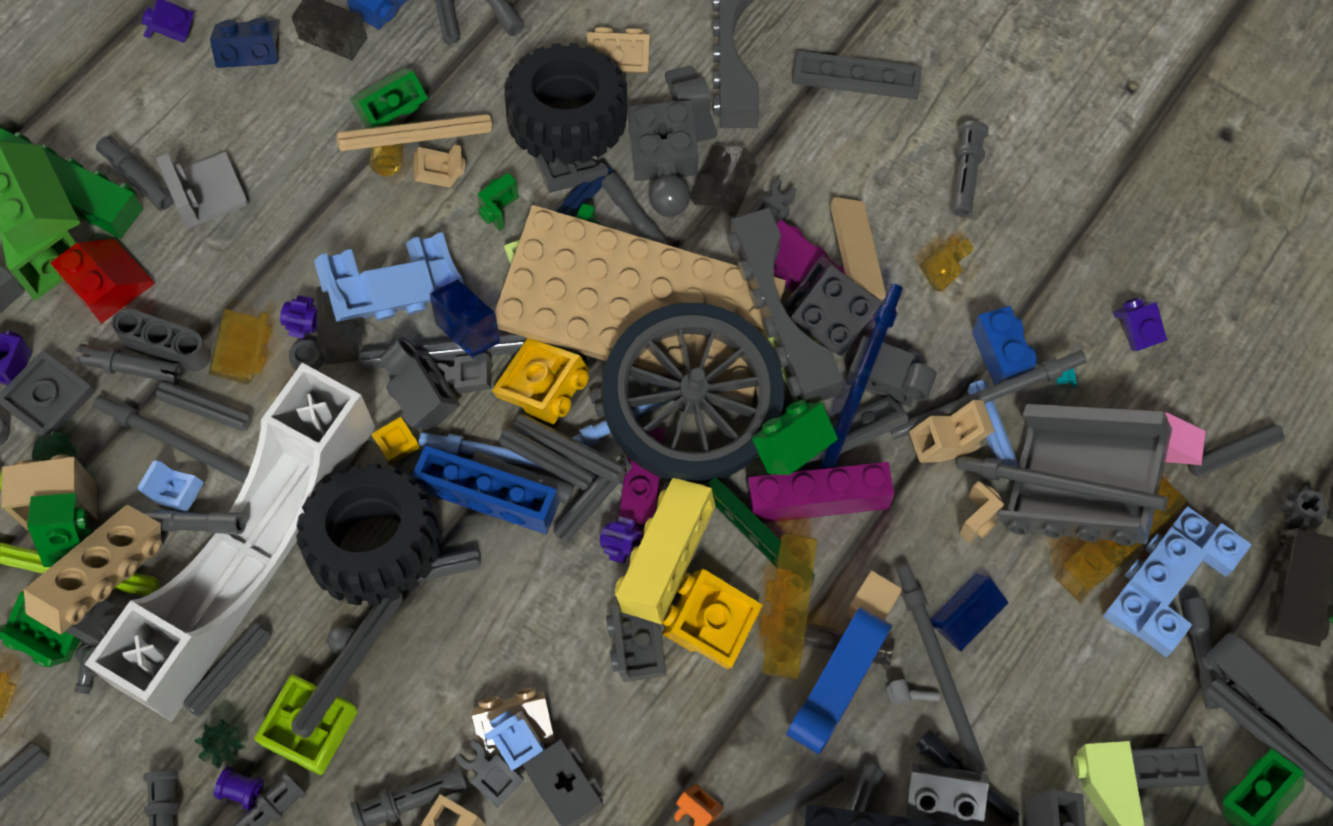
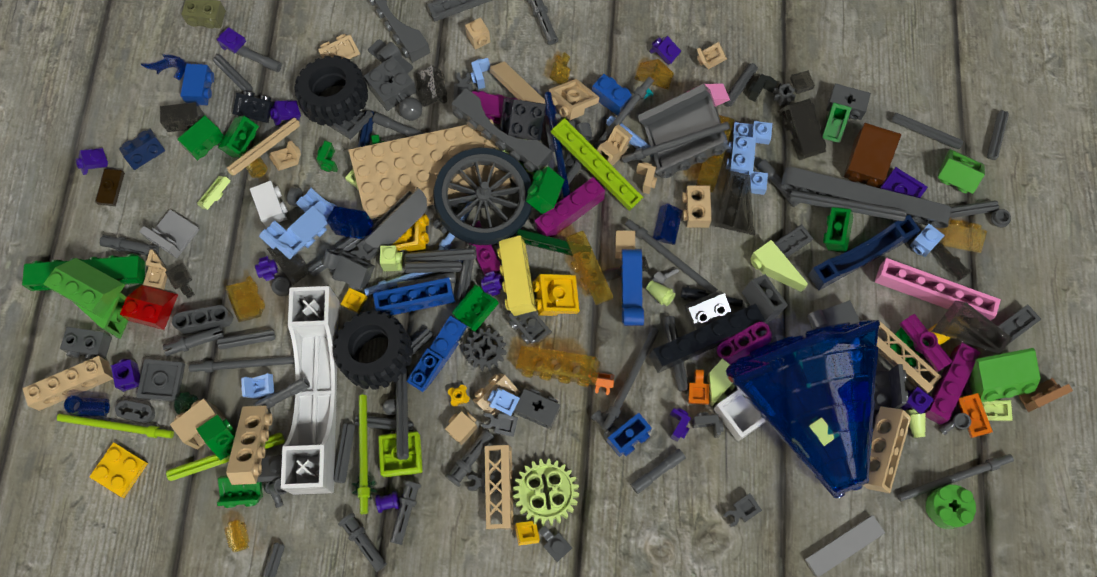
camera: 30 degrees left, 5 degrees up
(145, 233) = (156, 271): none -> tan slope
(166, 73) = (109, 187): none -> dark brown plate
(169, 259) = (179, 278): none -> clear smoke plate
(209, 747) = (364, 490): none -> lime bar
(302, 161) = (214, 192): none -> yellowish green plate
(310, 656) = (383, 423): none -> dark grey axle
(335, 71) = (201, 138): none -> green brick
(367, 221) = (268, 203): none -> white brick
(412, 228) = (294, 195): none -> dark grey tile
(426, 740) = (461, 427): none -> tan brick
(440, 66) = (253, 107): none -> black bracket
(460, 696) = (455, 401): none -> yellow plate
(464, 602) = (437, 355): none -> blue slope
(481, 98) = (284, 111): none -> dark purple bracket
(491, 408) = (390, 258): none -> yellowish green brick
(536, 354) = (397, 219): none -> dark grey brick
(552, 626) = (493, 350): none -> dark grey gear
(569, 562) = (475, 308): none -> green bracket
(674, 778) = (531, 356): none -> clear yellow brick
(815, 187) = (478, 67): none -> light blue bracket
(847, 136) = (477, 33): none -> tan brick
(886, 719) = (661, 293): none -> yellowish green cone
(907, 446) = (596, 164): none -> lime plate
(935, 318) = (573, 98): none -> tan plate
(1041, 613) = (700, 206): none -> tan brick
(1102, 646) = (736, 206): none -> clear smoke wedge
(1104, 353) = (657, 71): none -> clear yellow slope
(1213, 375) = (711, 56): none -> tan bracket
(1279, 467) = (764, 82): none -> pearl dark grey bracket

